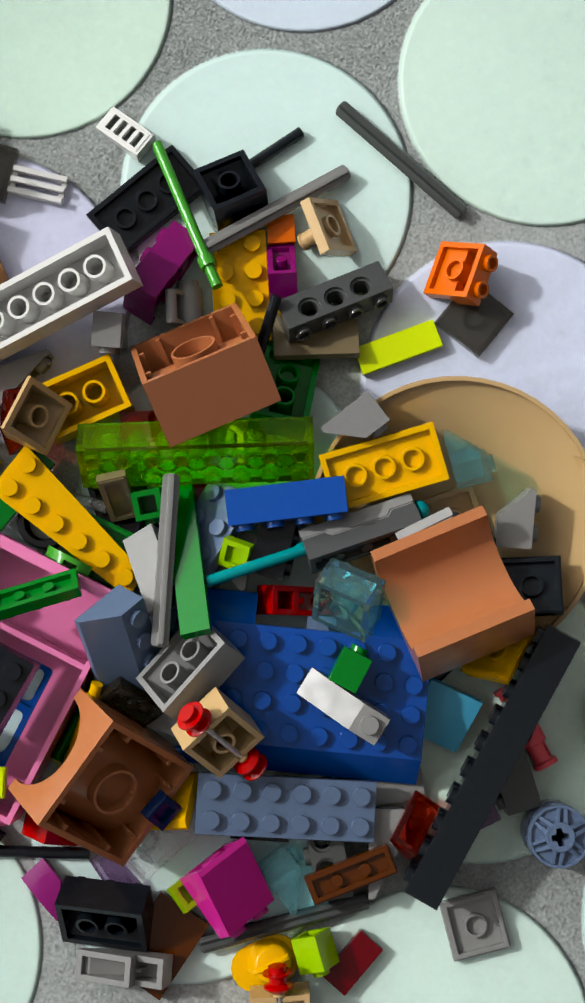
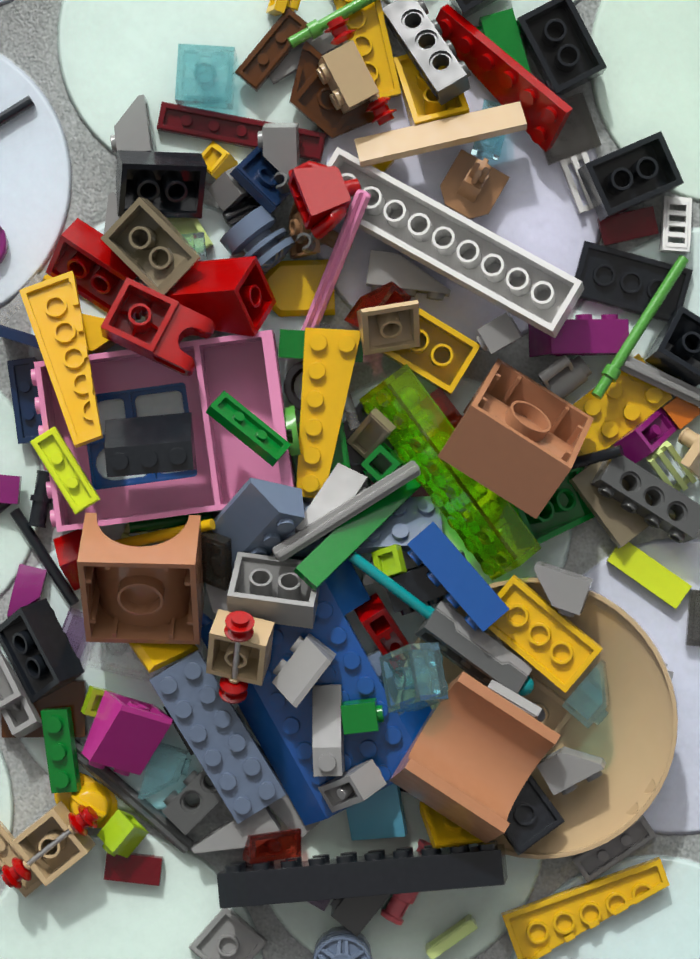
camera: 50 degrees right, 5 degrees up
(57, 139) = (630, 176): none -> black brick
(99, 172) = (628, 226): none -> dark red tile
(161, 810) = (149, 642): dark blue tile -> none
(205, 955) = (61, 750): none -> green plate
(274, 690) = (303, 668): none -> light grey slope
(323, 259) = (681, 482): none -> yellowish green tile
(350, 874) = (201, 822): reddish brown tile -> none
(406, 717) = (353, 787): none -> light grey slope

